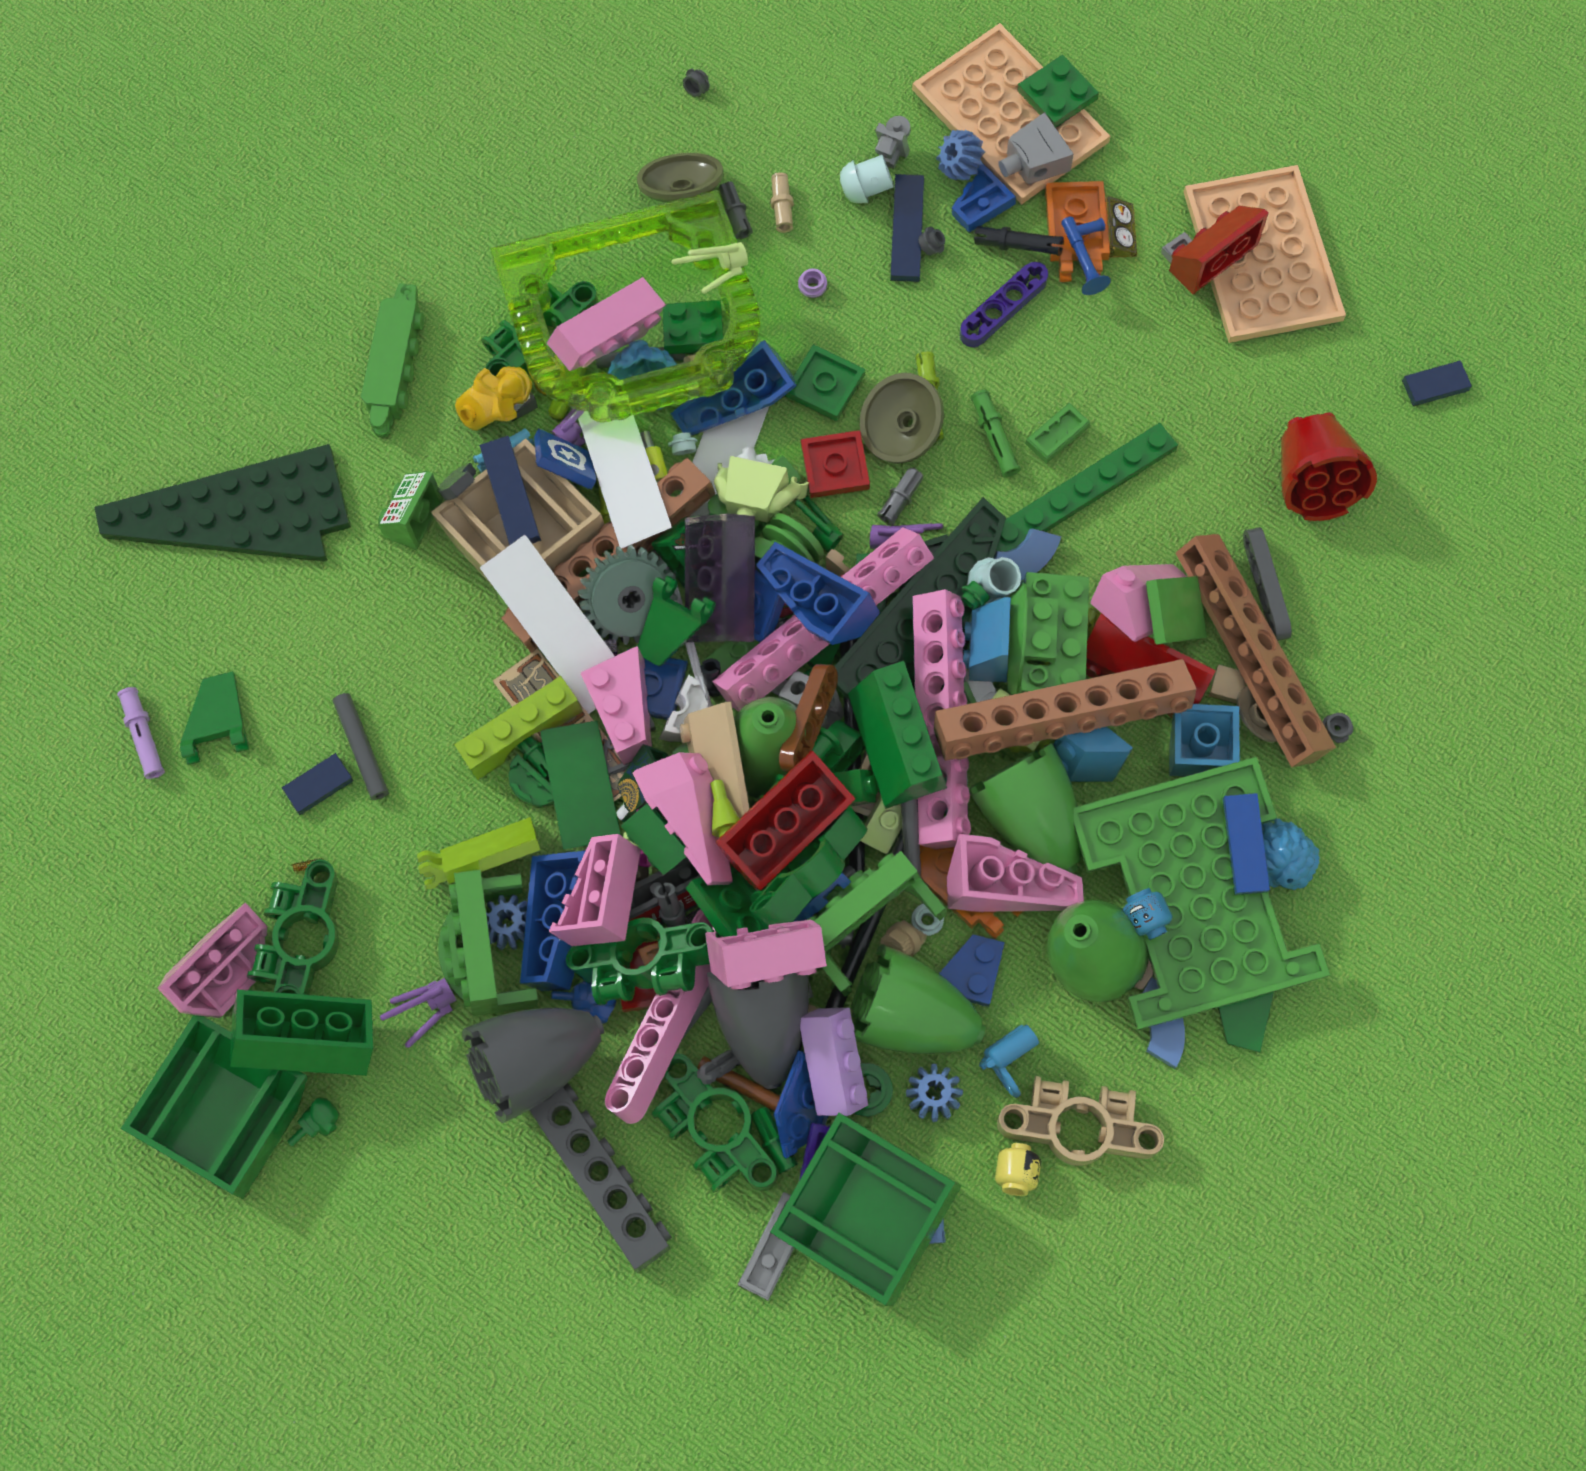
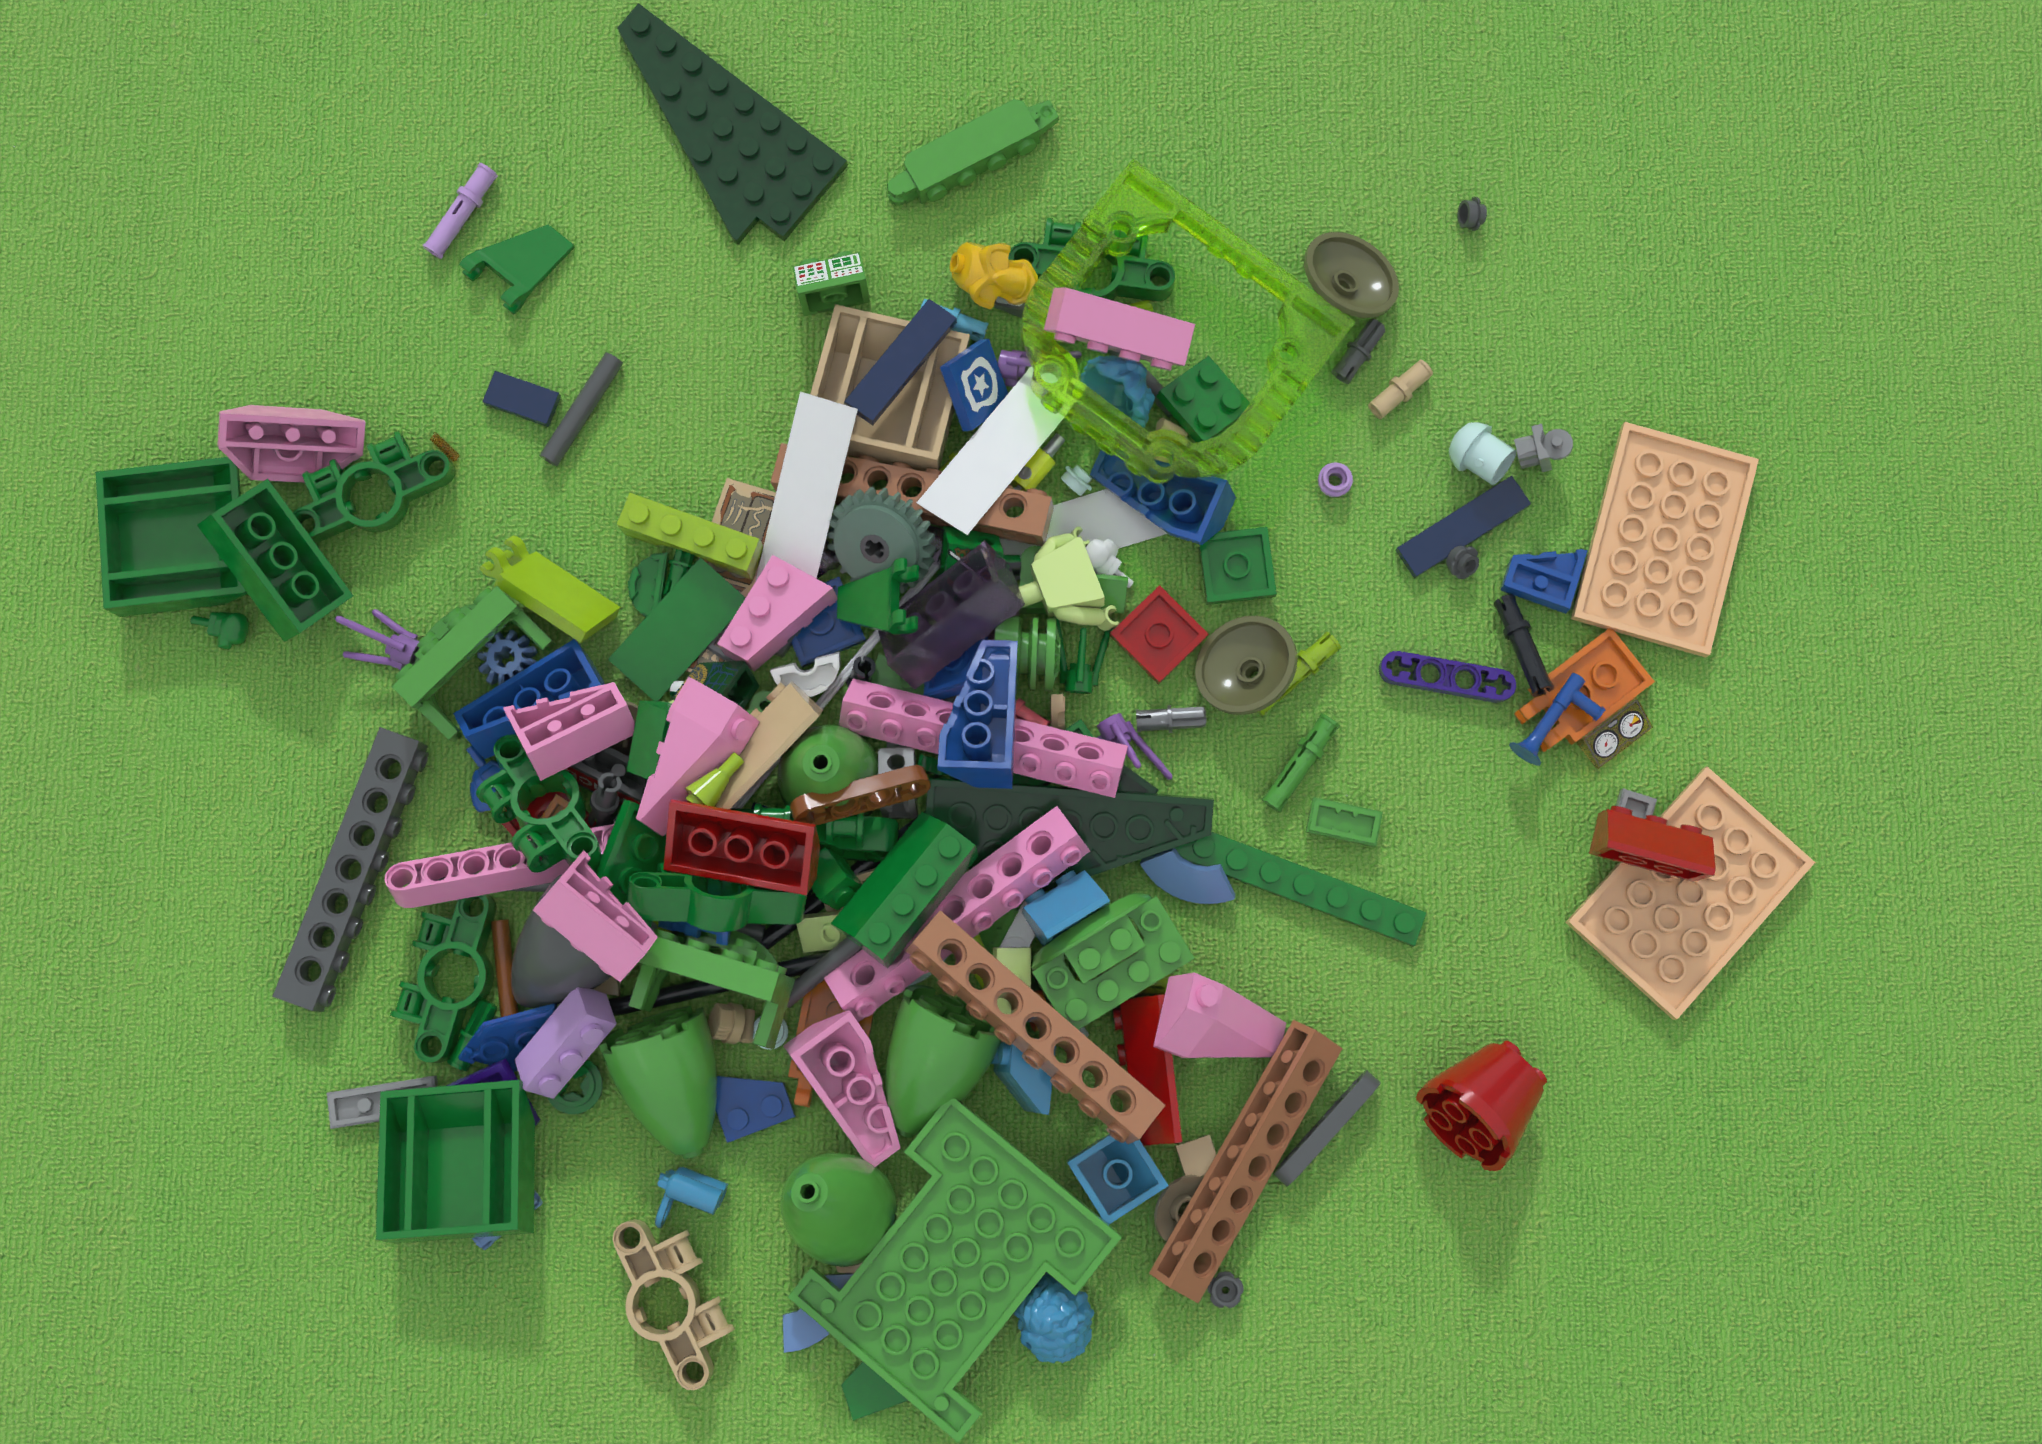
camera: 50 degrees right, 10 degrees up
(457, 482) = (881, 304): dark grey tile -> none
(529, 1055) = (385, 773): dark grey cylinder -> none
(717, 1067) = (494, 940): dark grey axle -> none
(730, 256) = (1284, 388): yellowish green plant -> none
(946, 1096) = (606, 1135): medium blue gear -> none
(960, 155) = (1575, 524): medium blue gear -> none
(974, 595) = (1097, 863): green plate -> none
(996, 576) = (1133, 882): light aqua piece -> none
(1018, 1170) = (589, 1271): light yellow head -> none
(1037, 152) = (1630, 596): light grey torso -> none
(1058, 91) = (1719, 570): green plate -> none
(1148, 913) = (892, 1236): dark azure head -> none
(1176, 609) = (1222, 1062): bright green tile -> none
(1246, 844) = (1027, 1283): blue tile -> none
(1436, 383) = (1670, 1156): dark blue tile -> none

